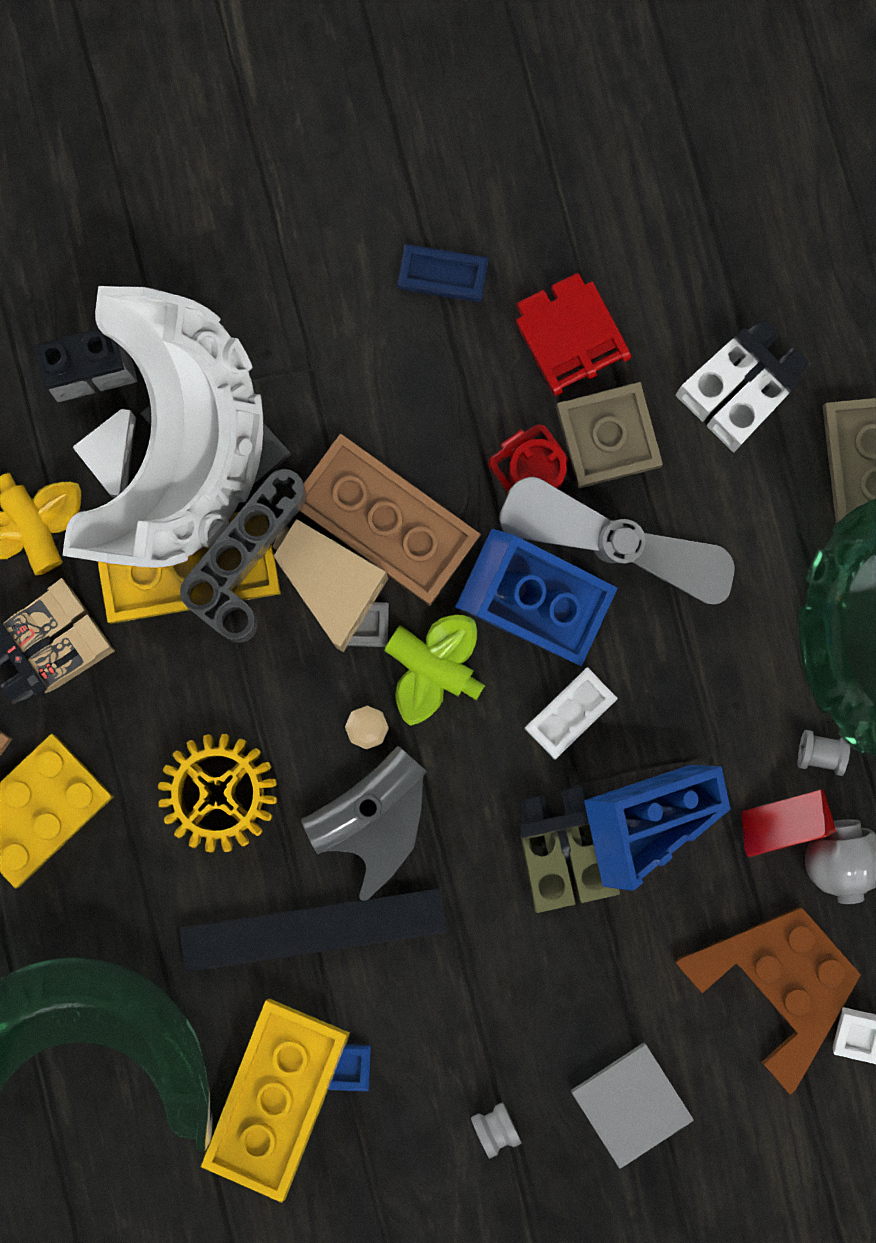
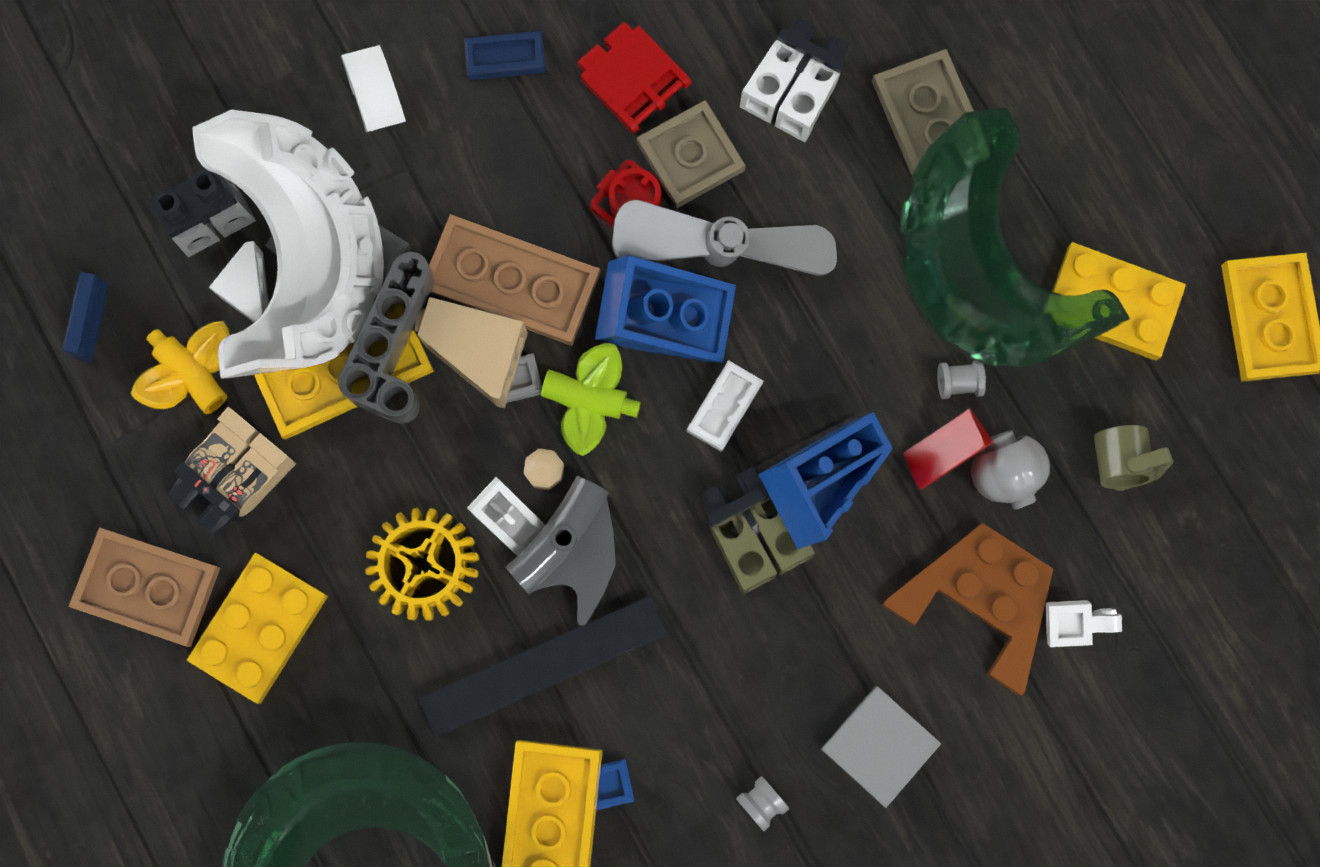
camera: 15 degrees left, 5 degrees down
(295, 274) = (373, 88): none -> white slope
(316, 769) = (506, 516): none -> white slope

